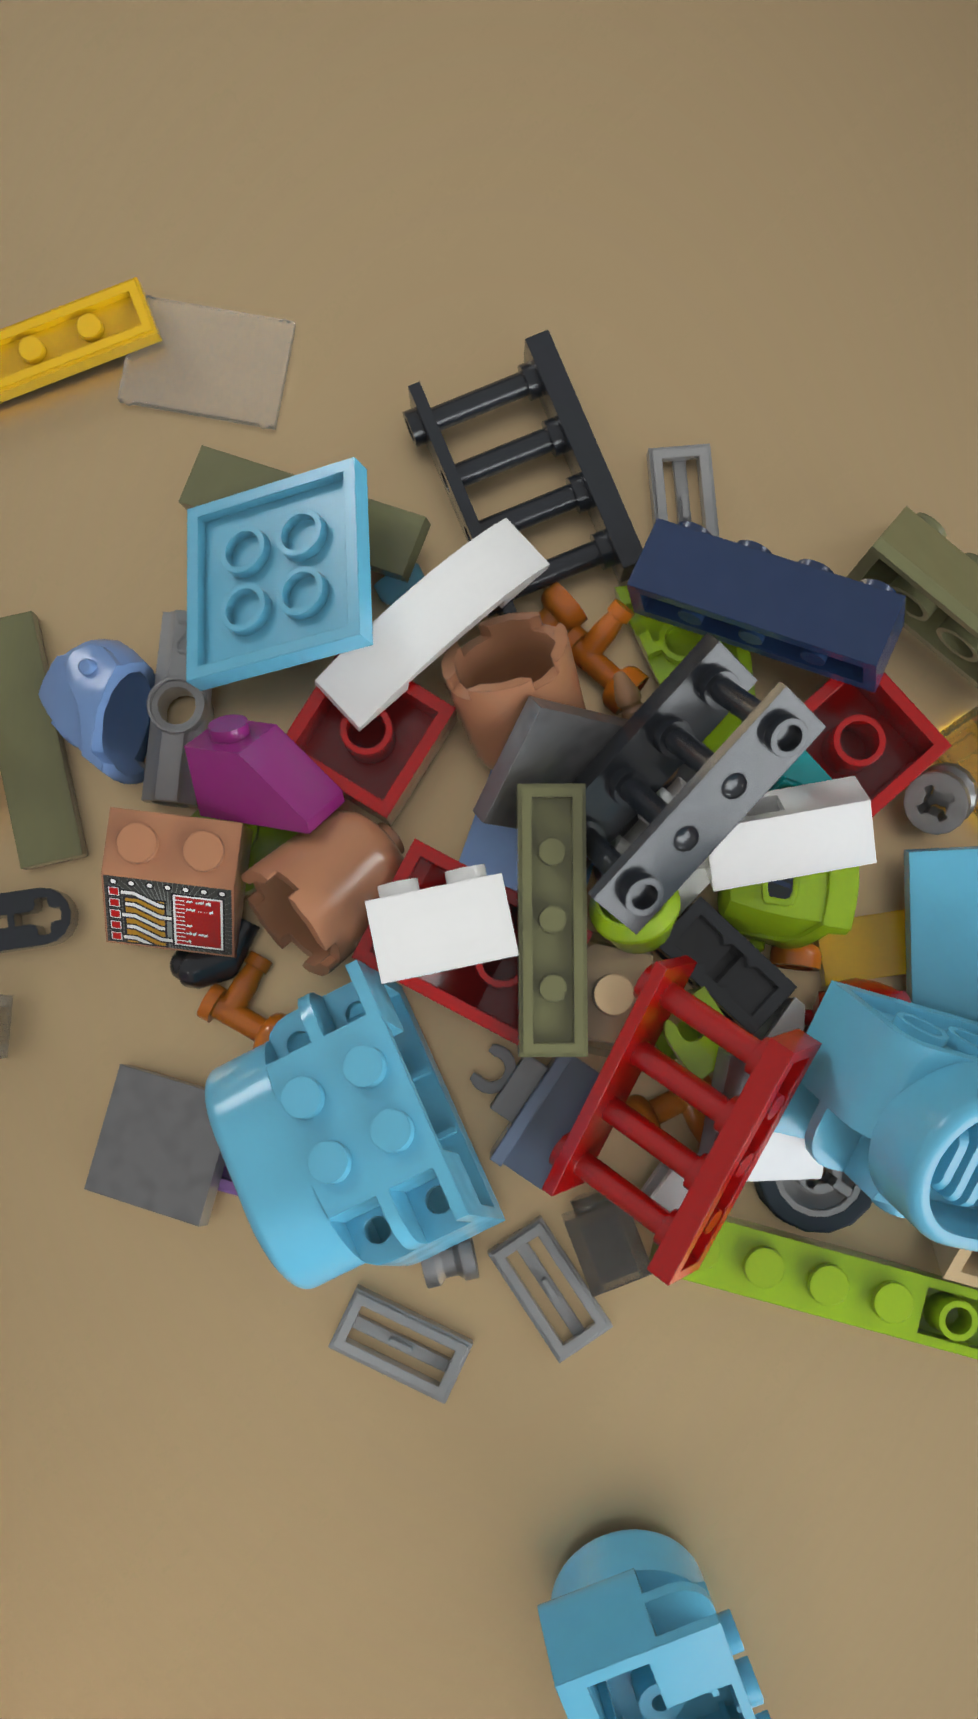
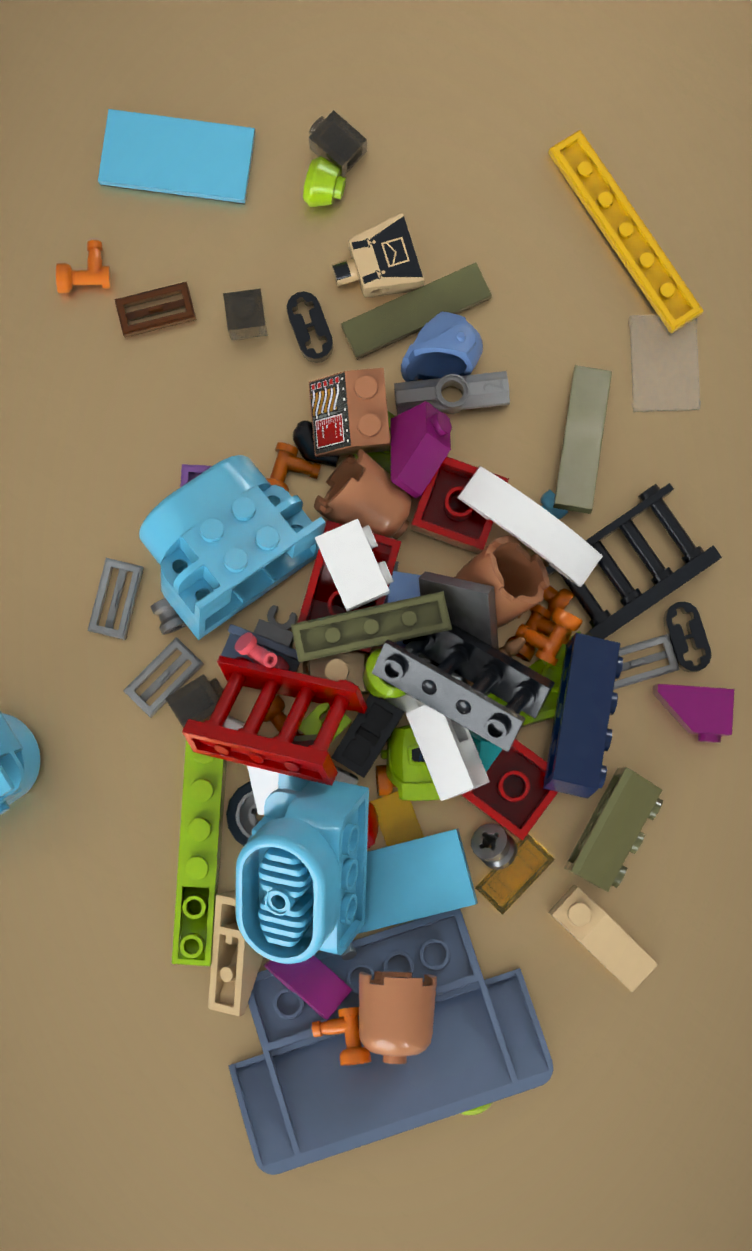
camera: 80 degrees right, 0 degrees up
(157, 1147) = (198, 436): flat silver tile -> none
(278, 575) = (537, 432): medium azure plate -> none
(535, 1137) = (248, 646): none -> coral piece
(635, 637) = (549, 646): none -> orange piece
(658, 406) = (695, 633): none -> black beam
(783, 422) = (699, 709): none -> magenta slope

